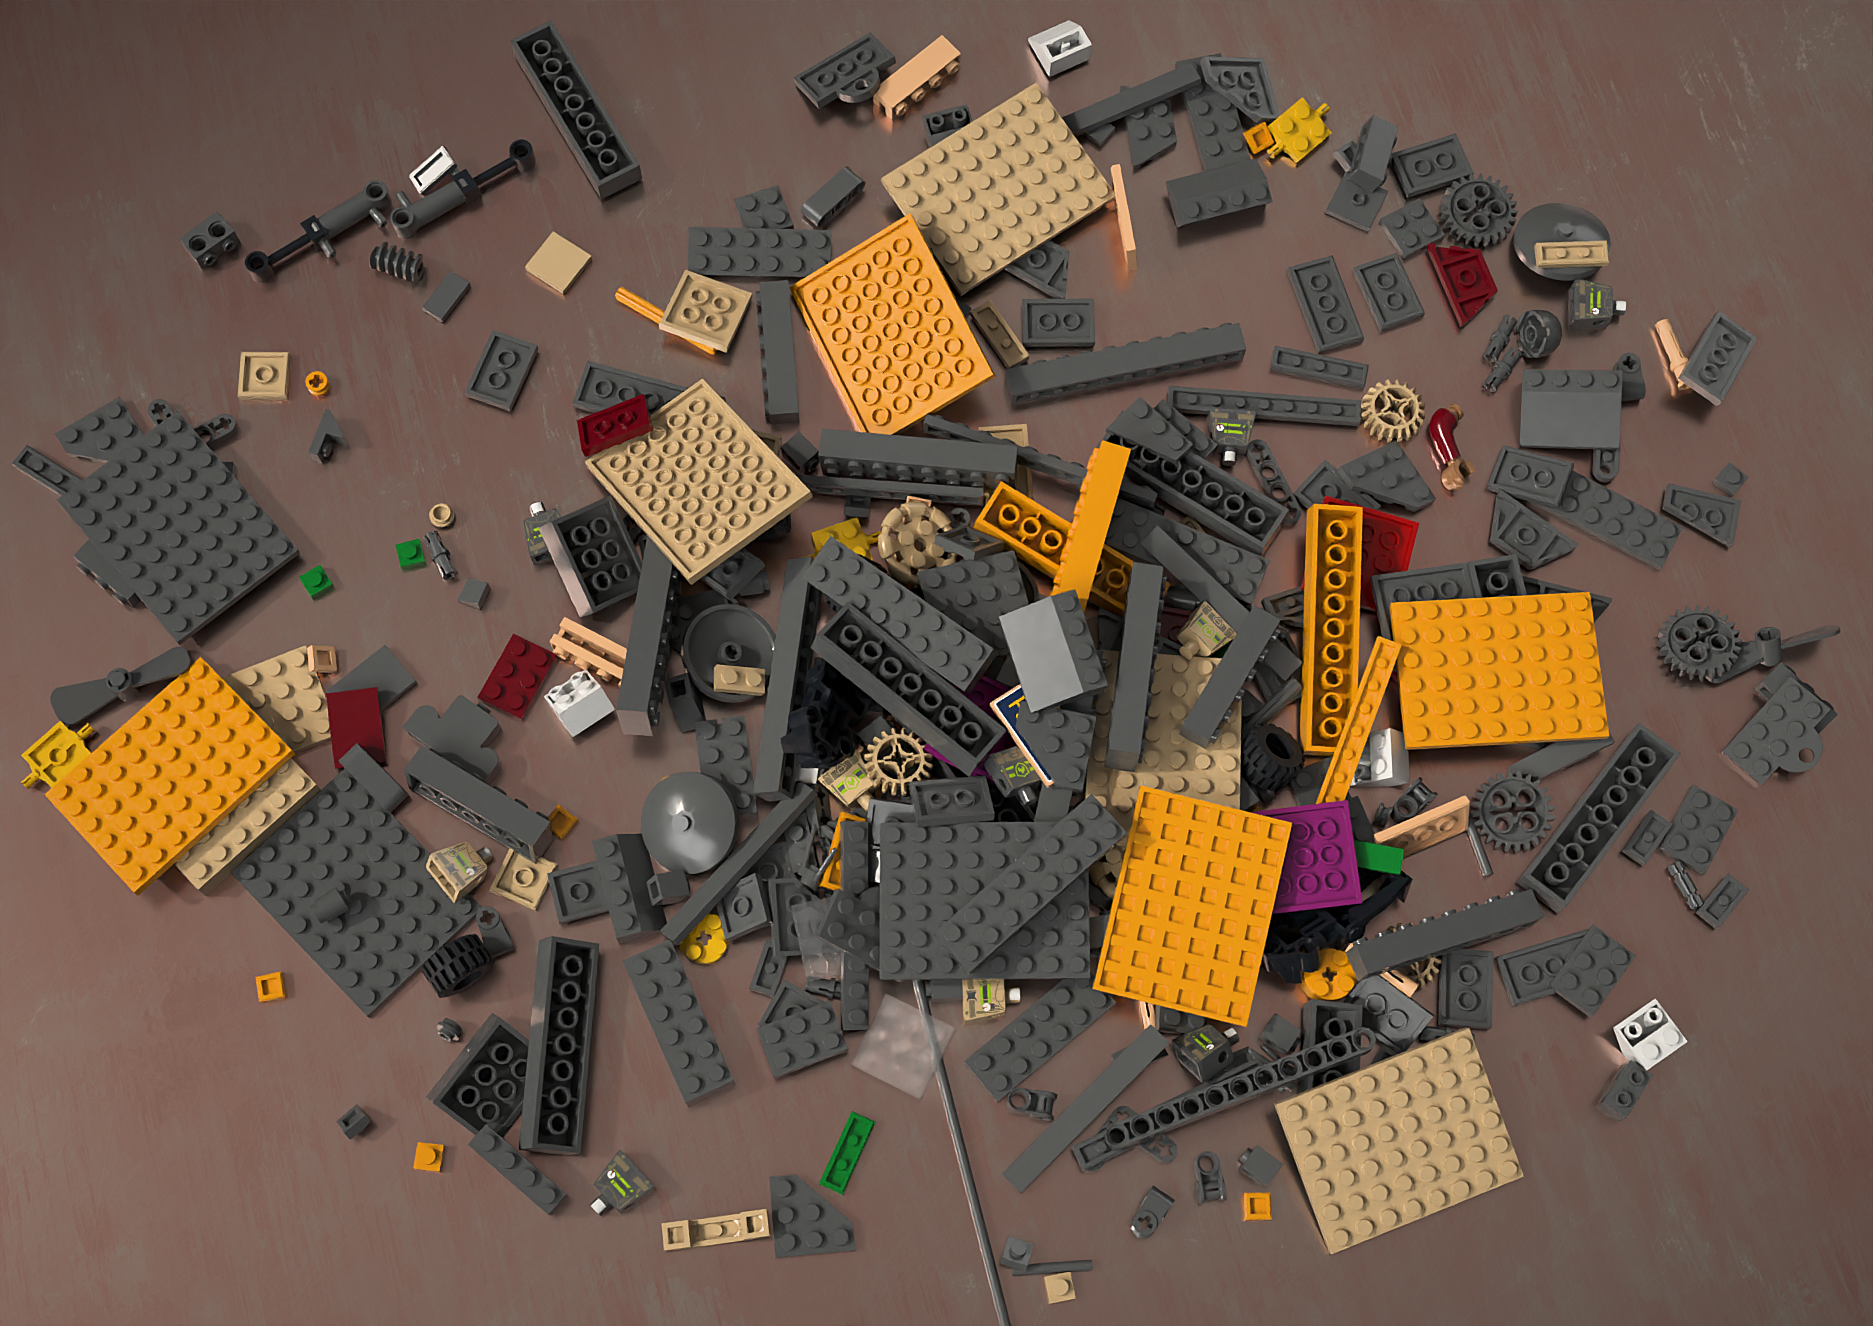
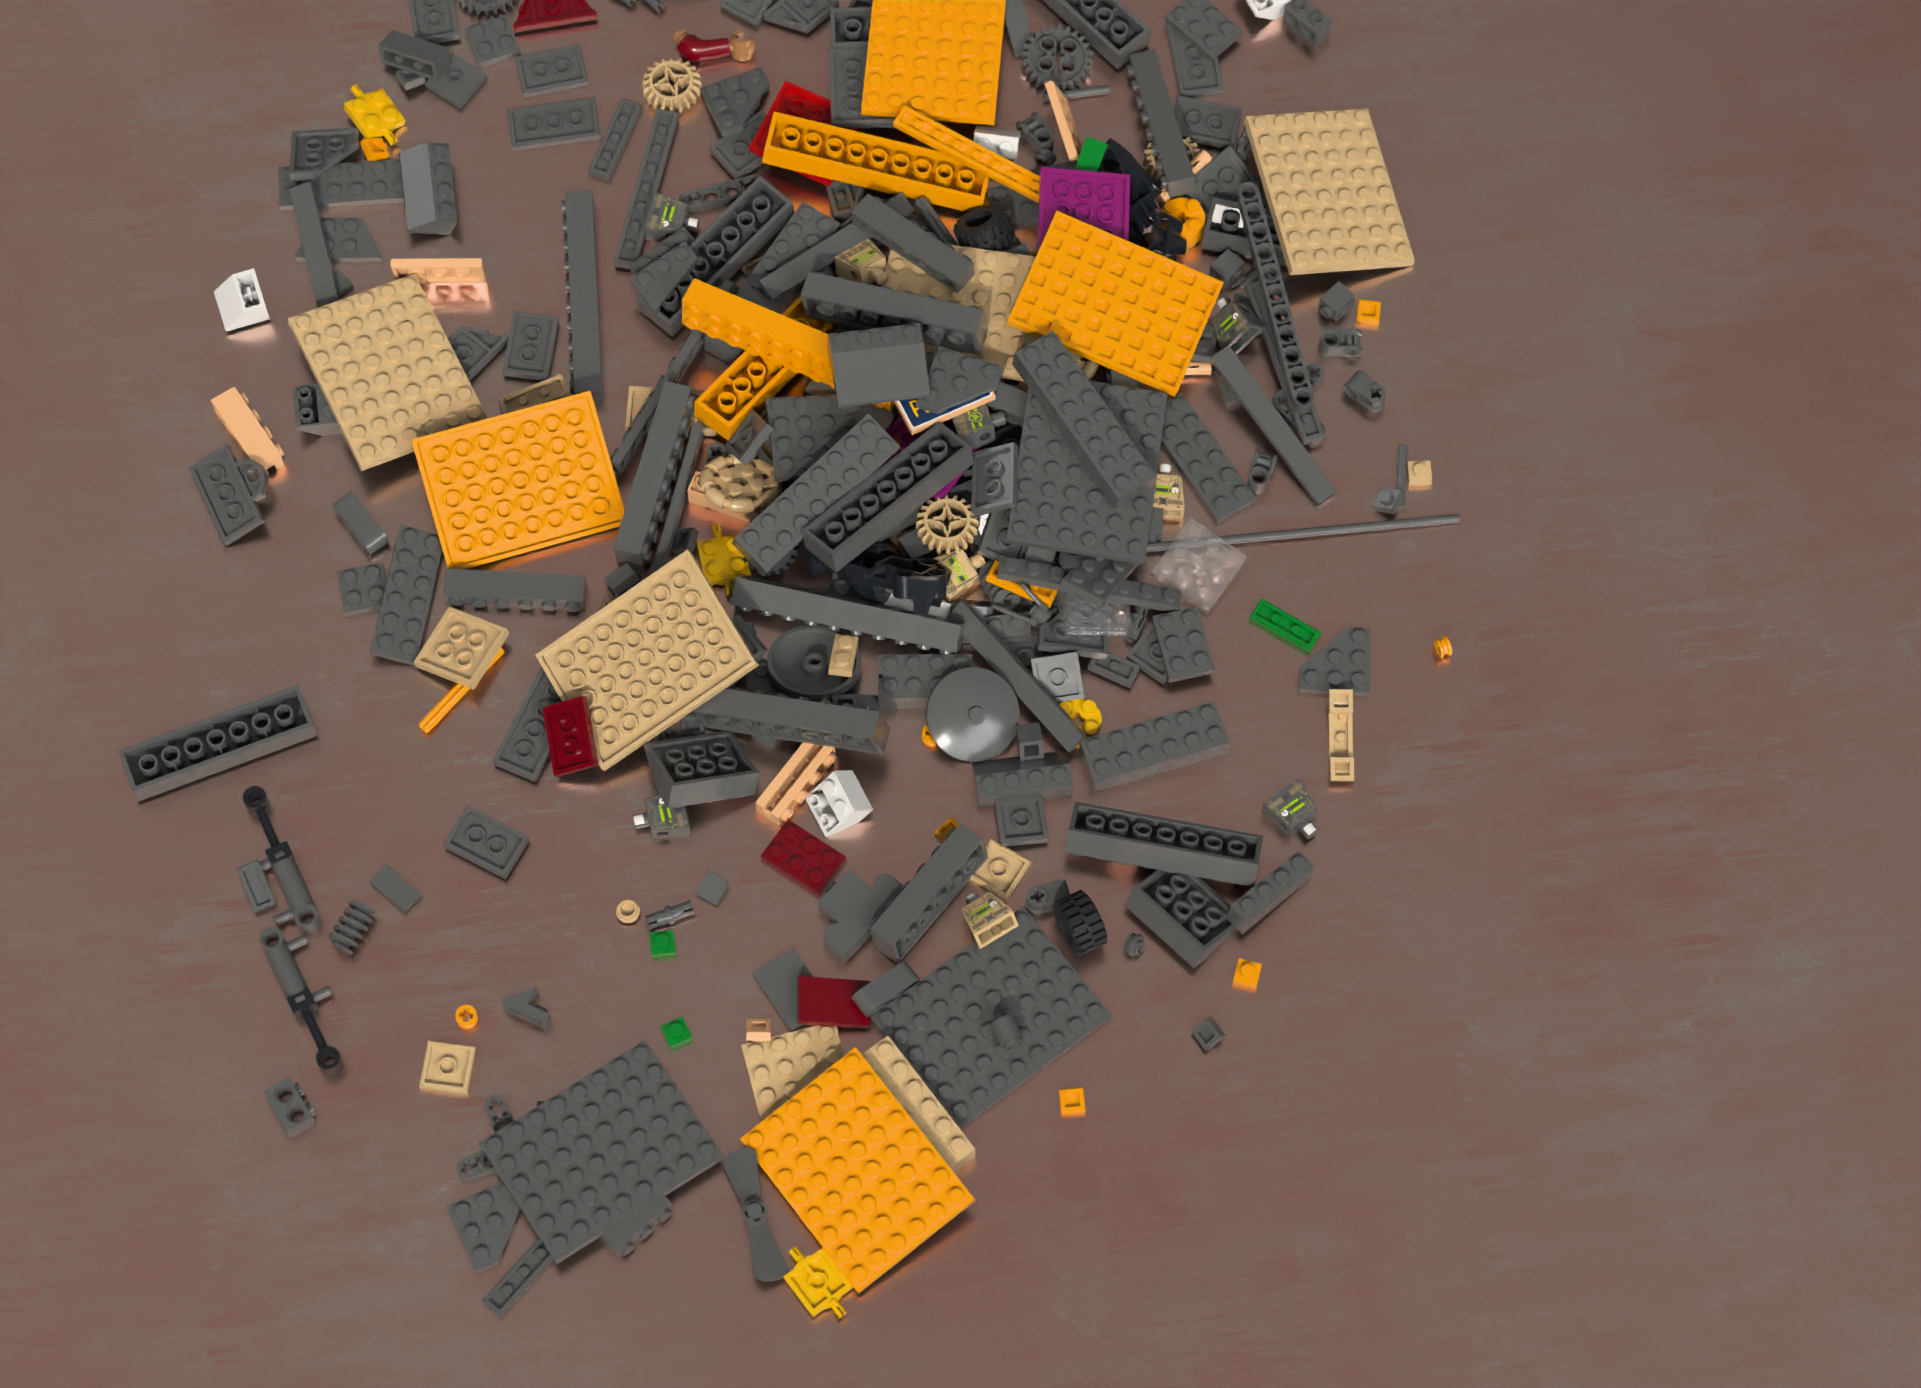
camera: 80 degrees left, 5 degrees down
(558, 262) = (379, 781): tan tile -> none

